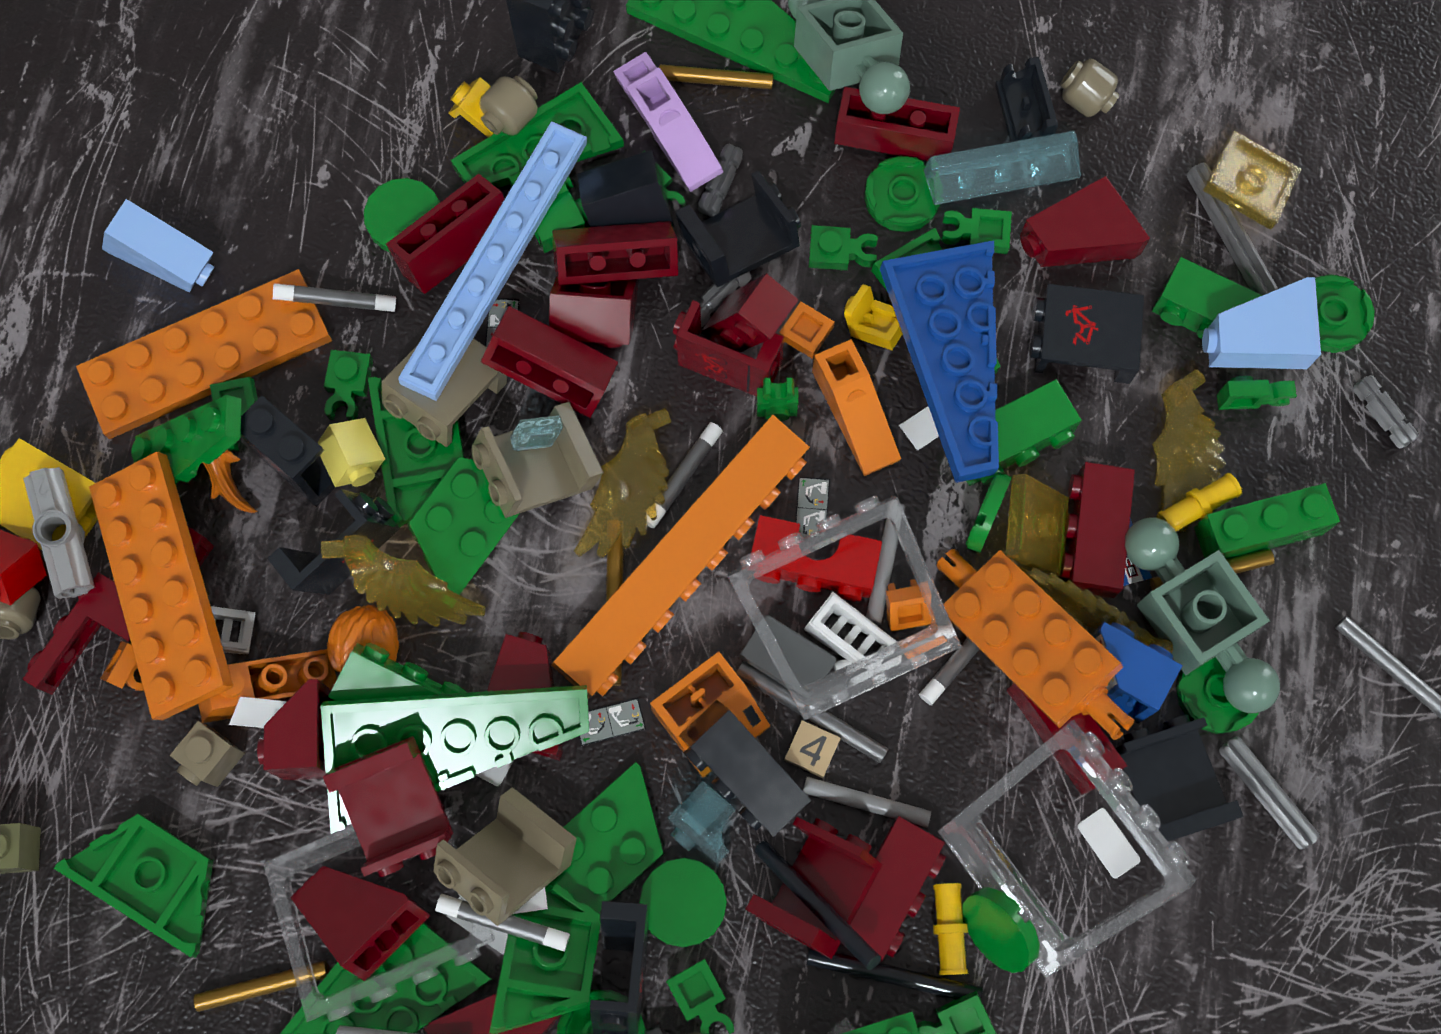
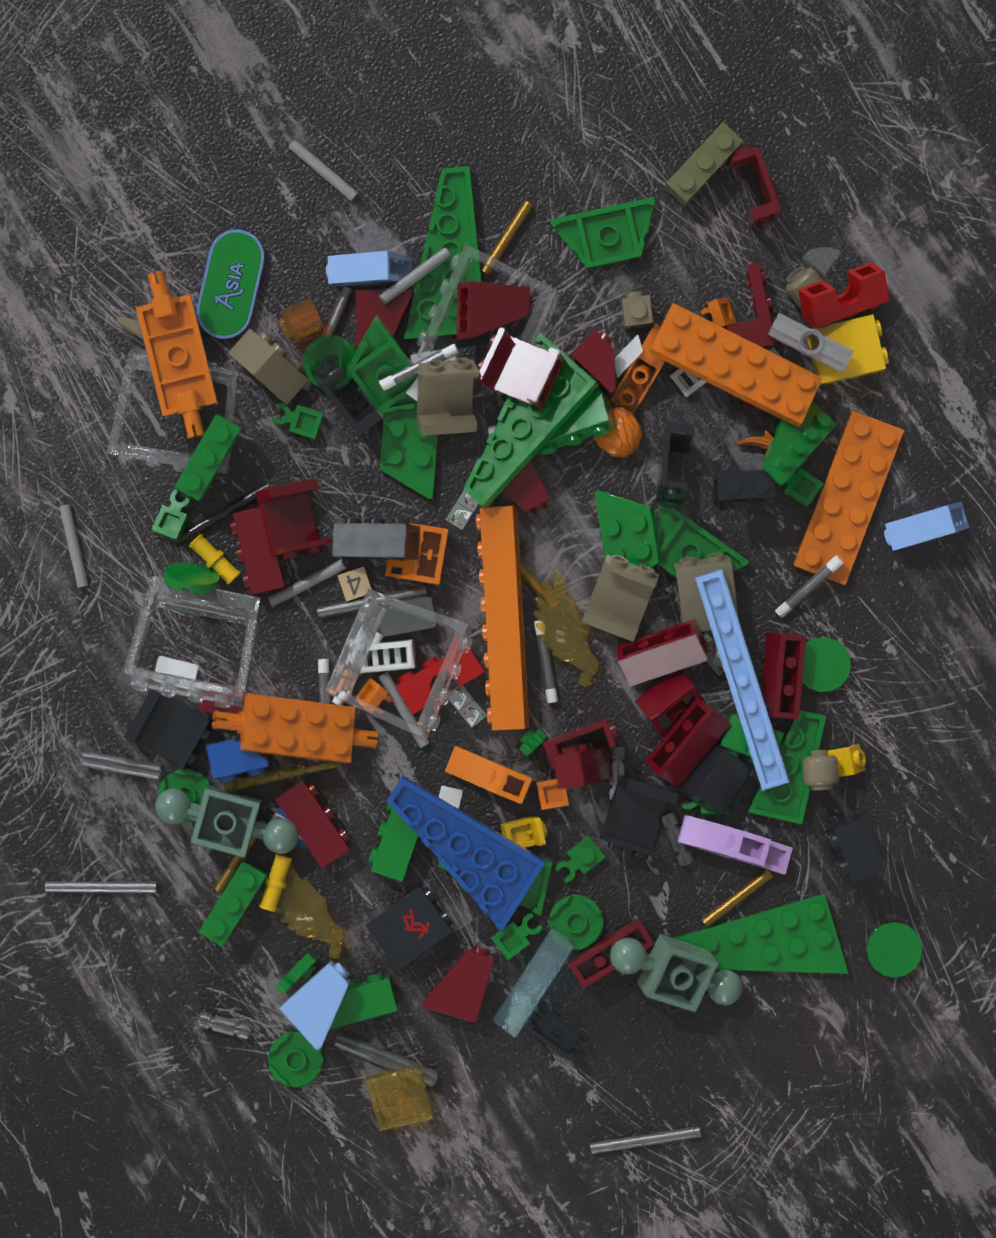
camera: 140 degrees right, 15 degrees up
(346, 378) = (763, 553): green plate -> none
(350, 453) = (716, 515): light yellow brick -> none
(399, 583) = (622, 473): clear yellow animal -> none
(536, 433) = (632, 609): clear light blue tile -> none
(683, 902) = (349, 456): green tile -> none
(701, 821) = (374, 499): clear light blue brick -> none
(818, 905) = (285, 510): black bar -> none
(988, 511) = (374, 778): green tile -> none
(1036, 524) = (344, 794): clear yellow plate -> none
(1089, 87) = (531, 1074): dark tan head -> none

